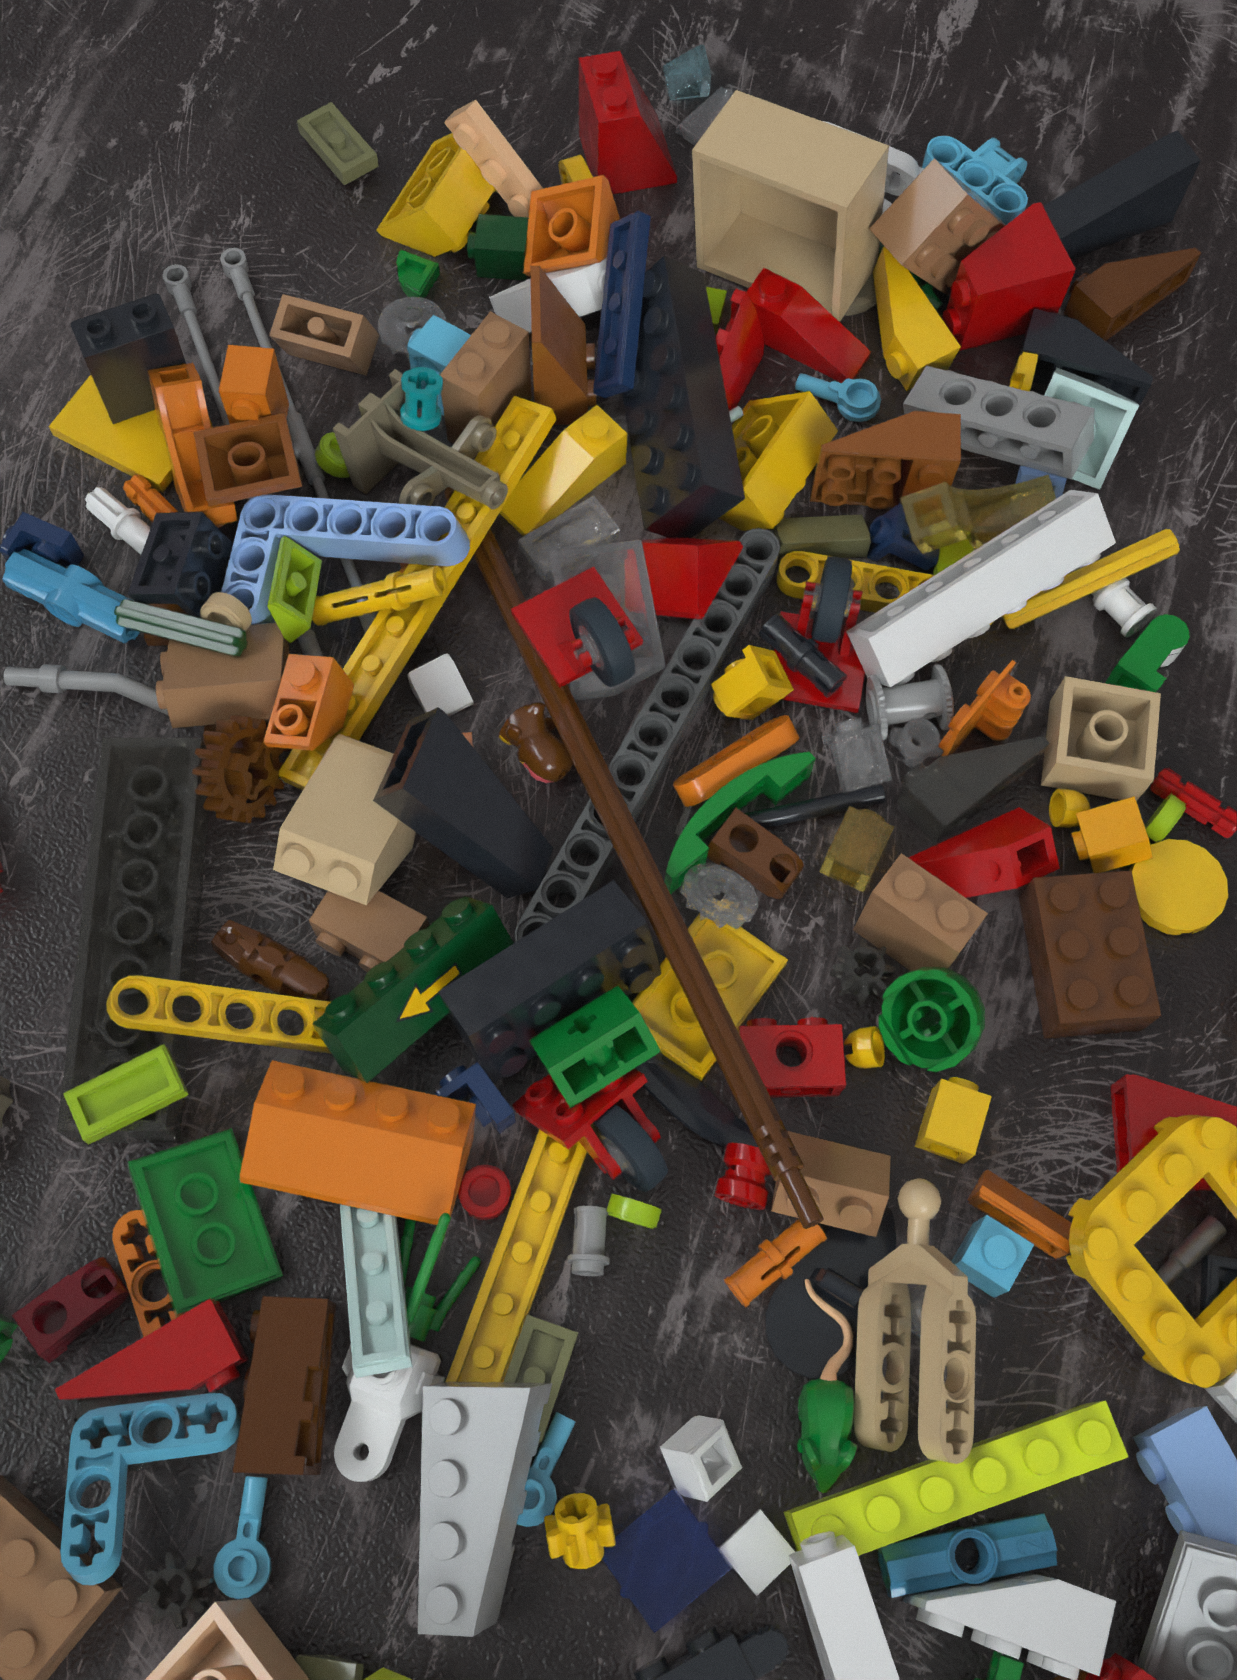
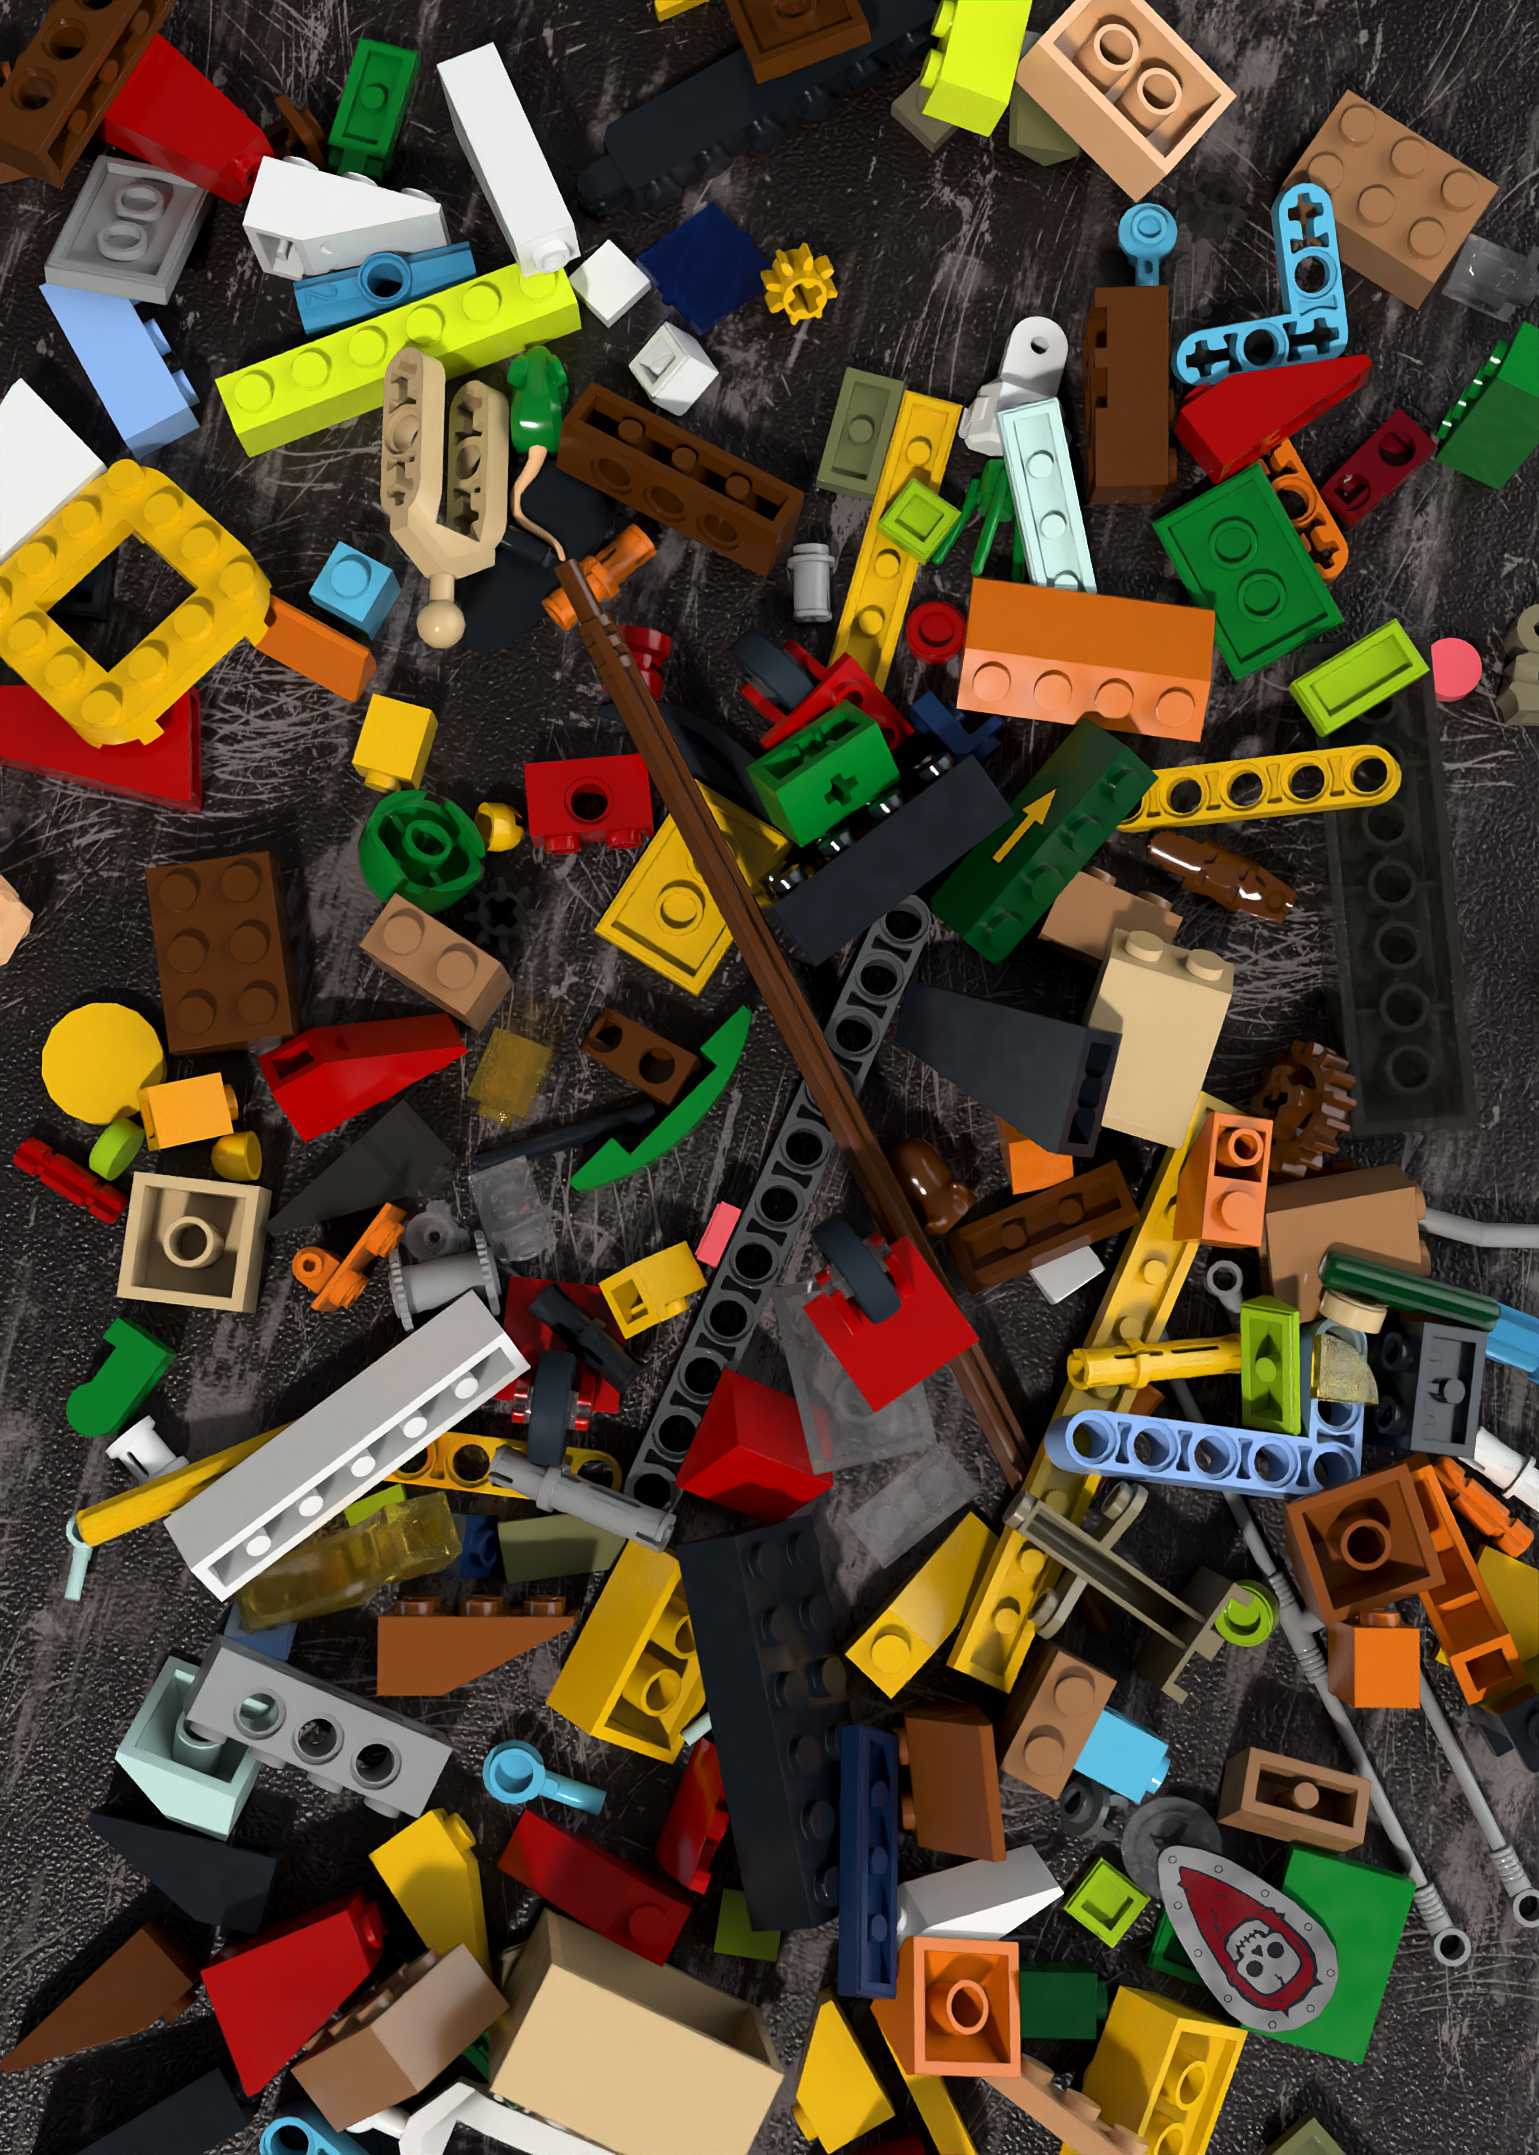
camera: 175 degrees right, 15 degrees up
(39, 1128) = (1455, 668): none -> coral tile
(244, 572) = (1340, 1373): none -> clear yellow tile
(317, 257) = (1364, 1919): none -> green tile
(370, 265) = (1247, 1939): none -> shield
(421, 398) = (1155, 1661): teal bush -> none
(462, 302) = (1105, 1901): none -> lime tile
(465, 701) = (1044, 1227): none -> reddish brown plate
(472, 1491) = (916, 310): light grey wedge -> none
(490, 1286) = (918, 521): none -> lime tile
(539, 1486) = (853, 322): medium azure plate -> none
(633, 1211) = (765, 615): lime tile -> none
(656, 198) = (836, 2080): none -> yellow slope
(700, 723) = (718, 1234): none -> coral tile
(704, 1338) = (679, 479): none -> reddish brown brick
(706, 881) = (658, 1004): clear gear -> none
(742, 755) = (638, 1206): orange beam -> none
(808, 540) = (561, 1490): none -> light grey pin
(845, 1182) = (532, 656): medium nougat brick -> none
(1024, 371) = (278, 1816): yellow tile -> none
(1171, 564) = (81, 1556): none -> light aqua hand
(1192, 1250) = (126, 618): flat silver pin -> none

